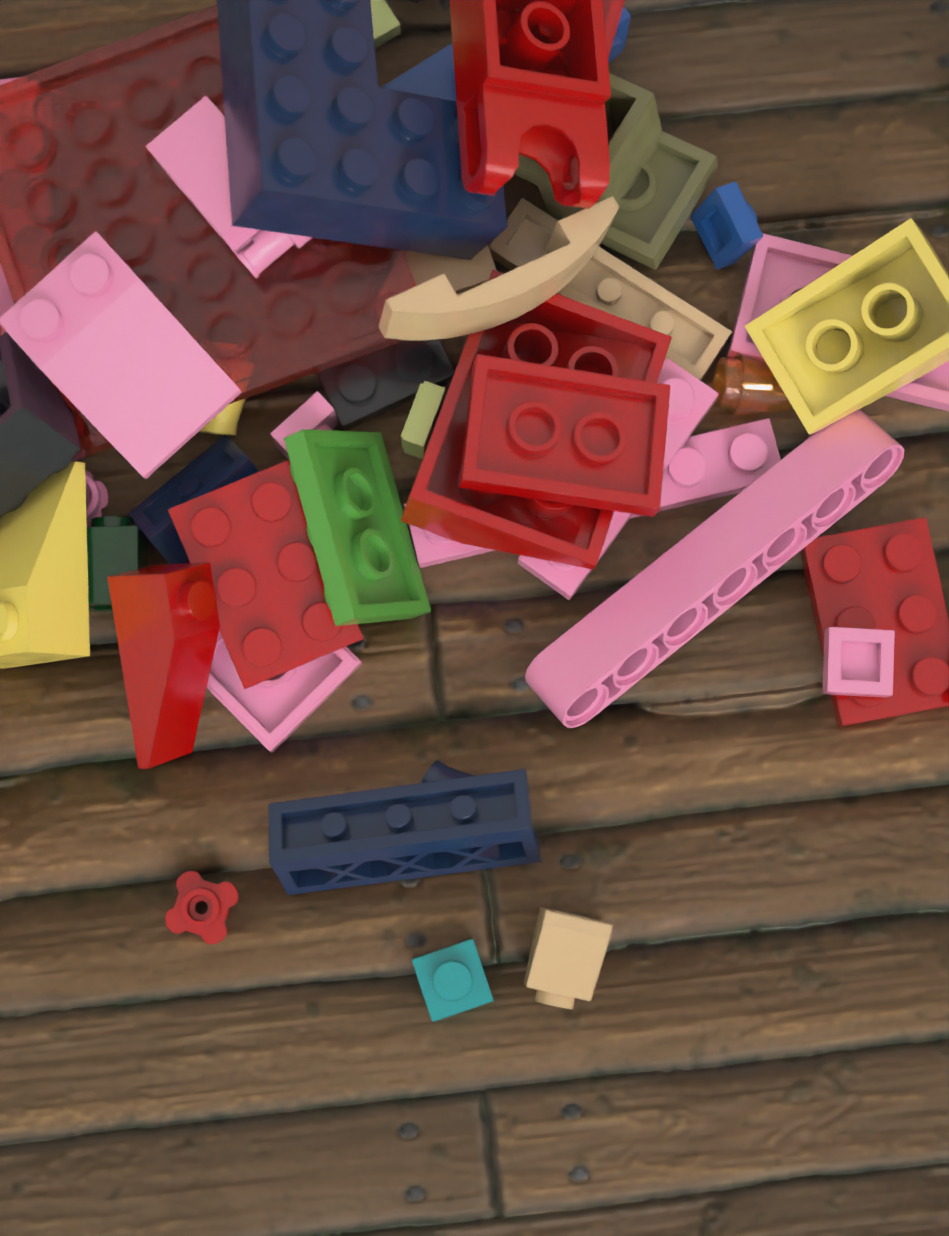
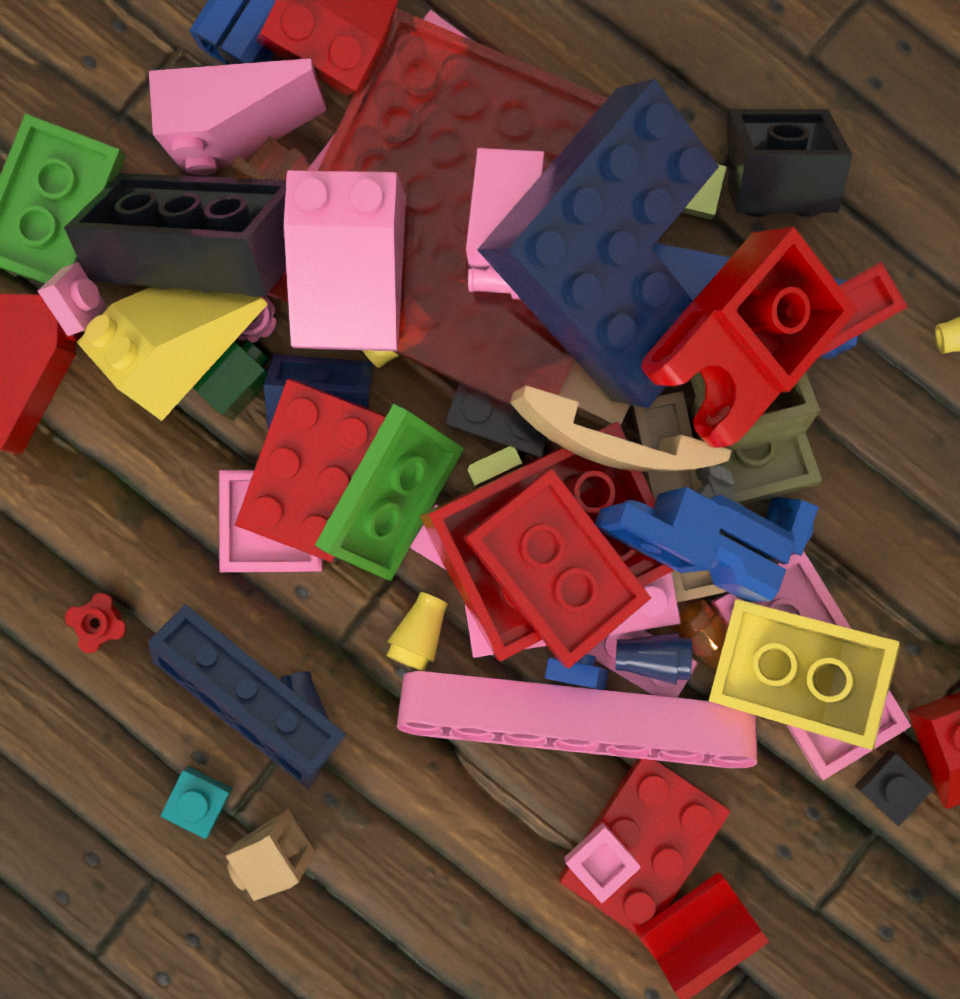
camera: 50 degrees right, 5 degrees up
(166, 652) = (209, 459): red slope -> none
(312, 415) = (423, 404): bright pink plate -> none
(502, 632) = (418, 634): none -> light yellow cone
(662, 287) = (706, 533): none -> blue plate
(672, 523) = (582, 673): none -> blue plate
(727, 440) = (657, 657): none -> dark blue cone

